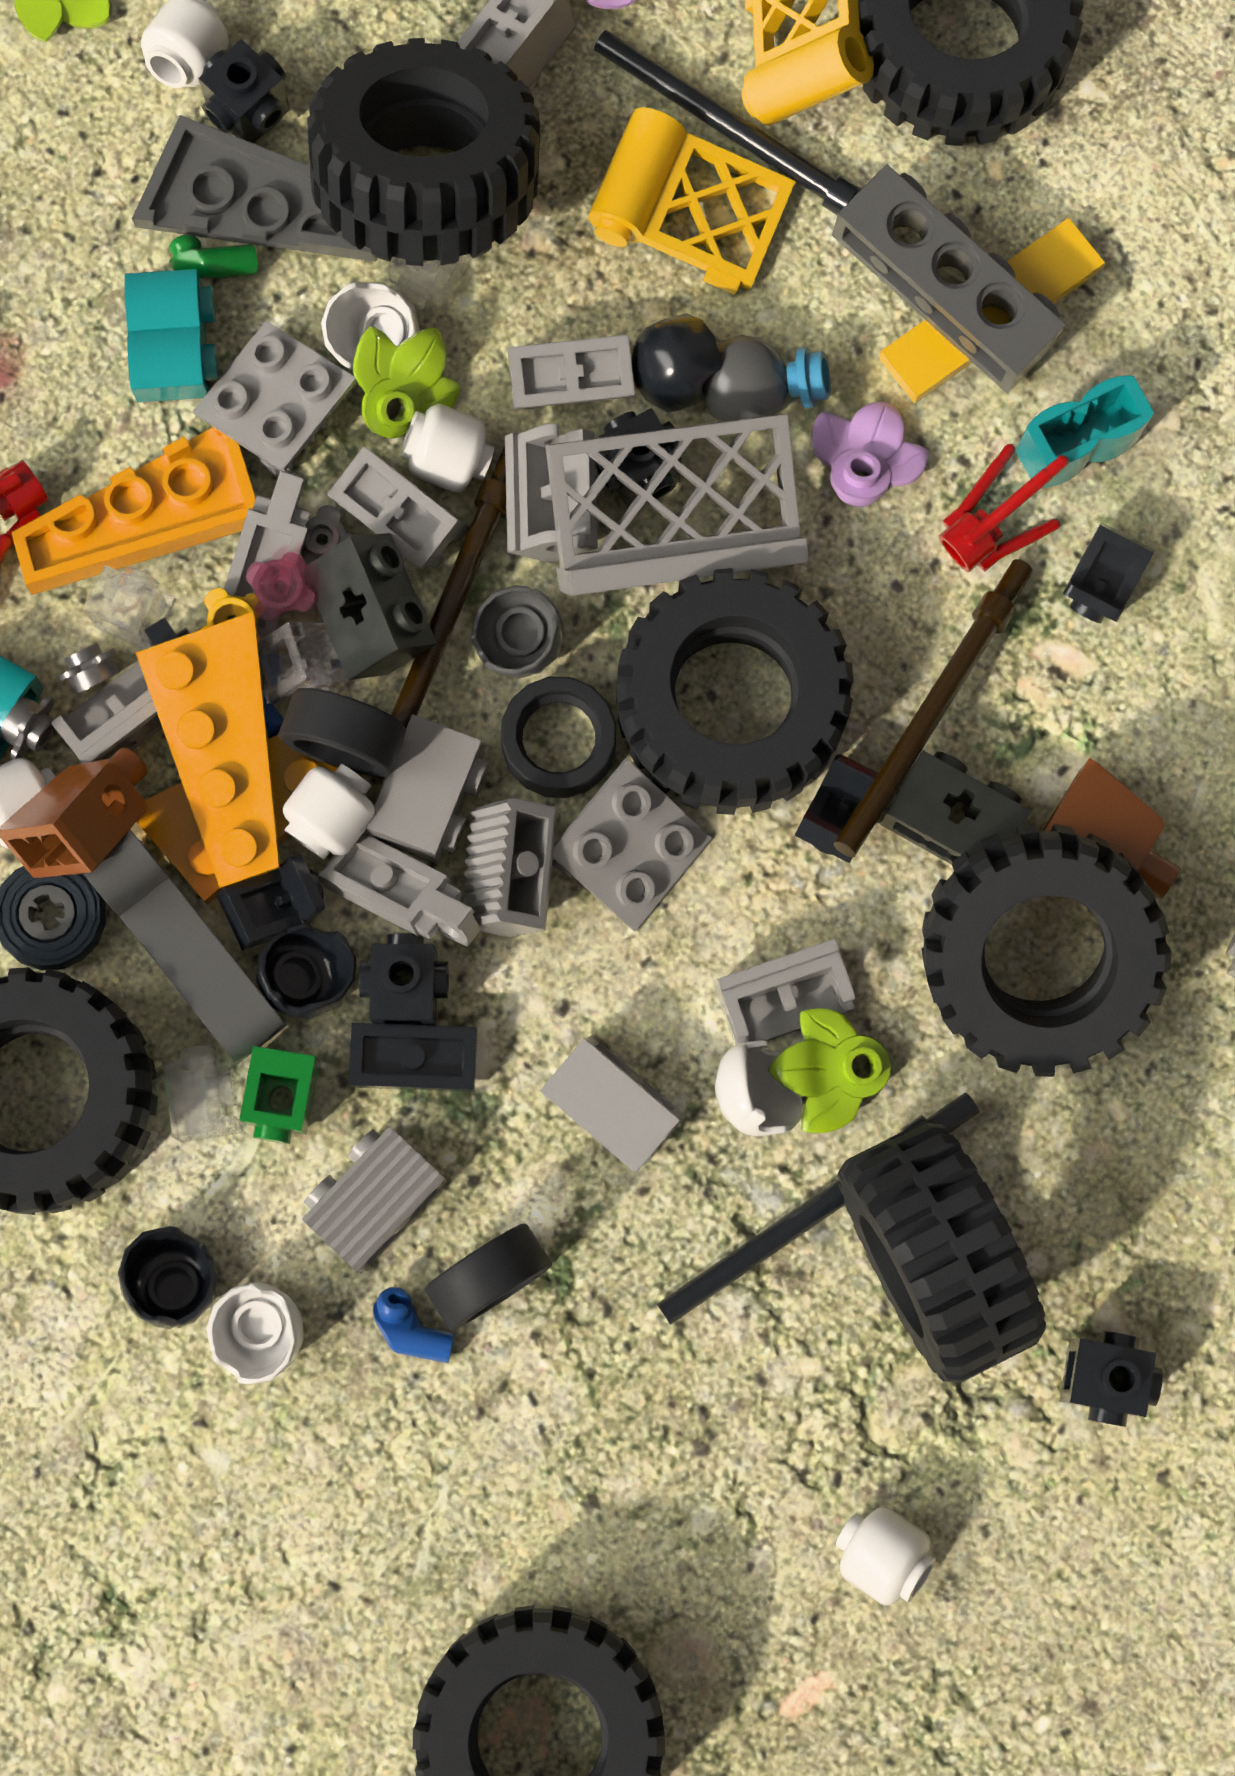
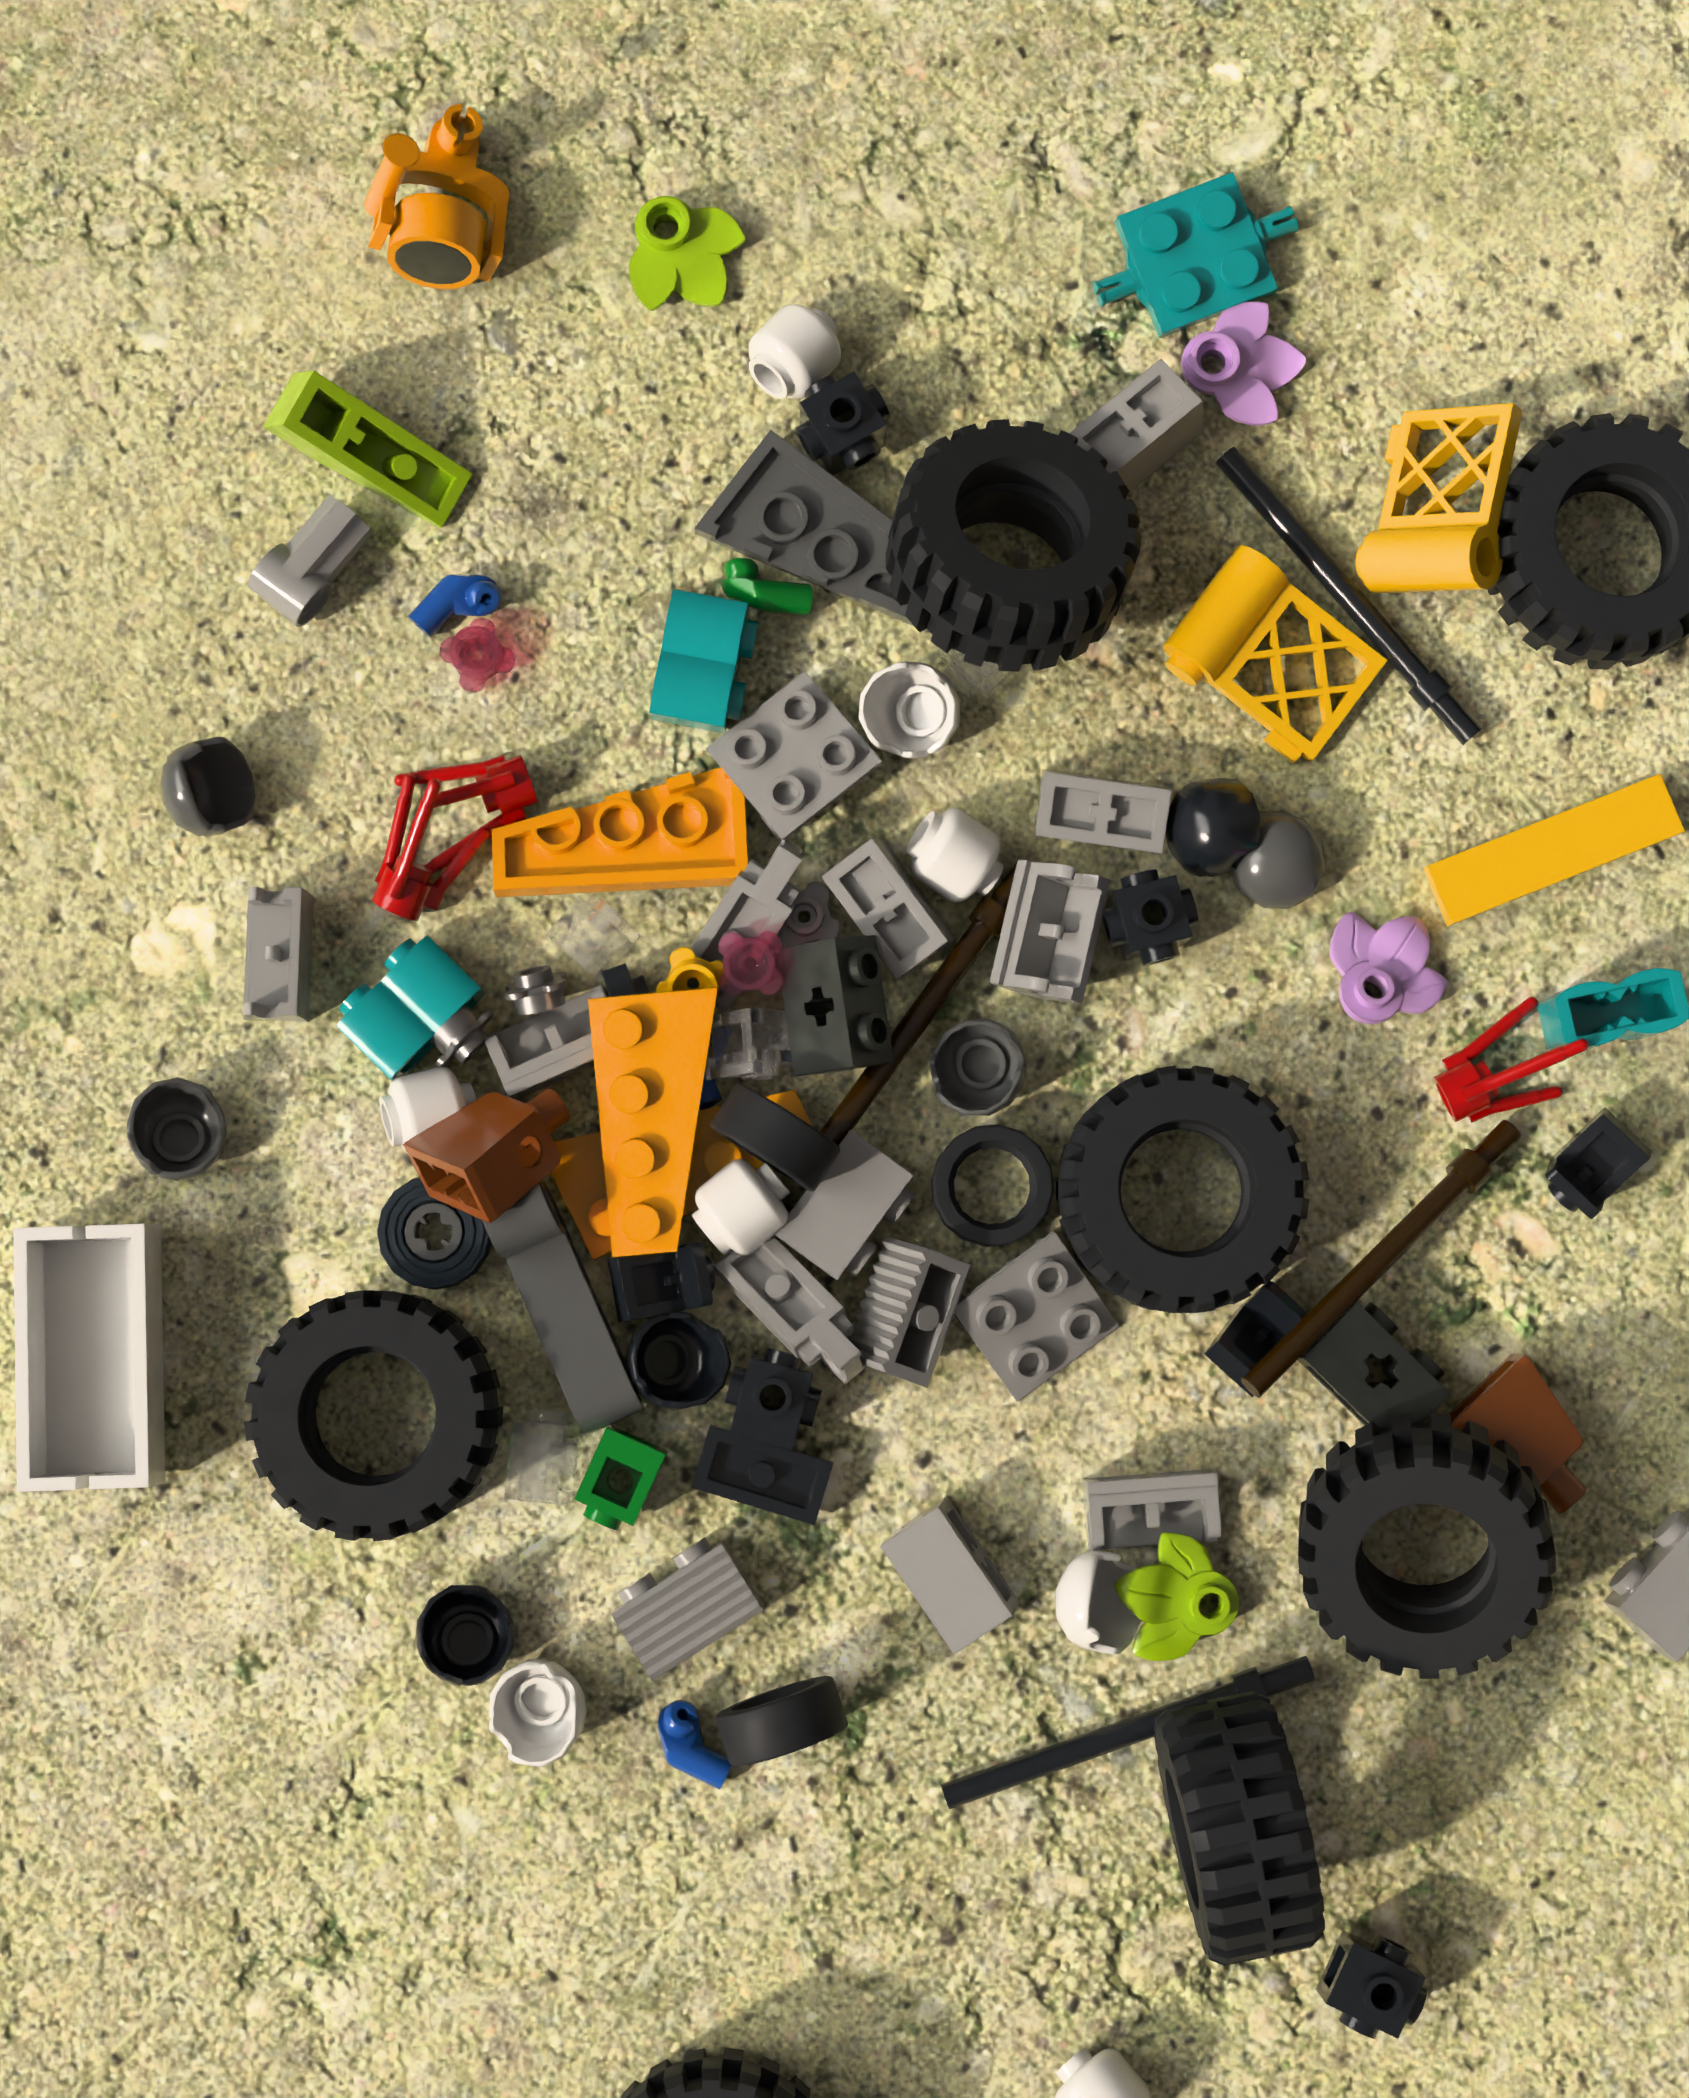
camera: 15 degrees right, 5 degrees up
(401, 372) = (934, 768): lime plate -> none
(680, 558) = (1166, 1039): light grey fence -> none
(809, 377) = (1345, 875): dark azure plate -> none
(952, 309) = (1516, 850): dark grey brick -> none

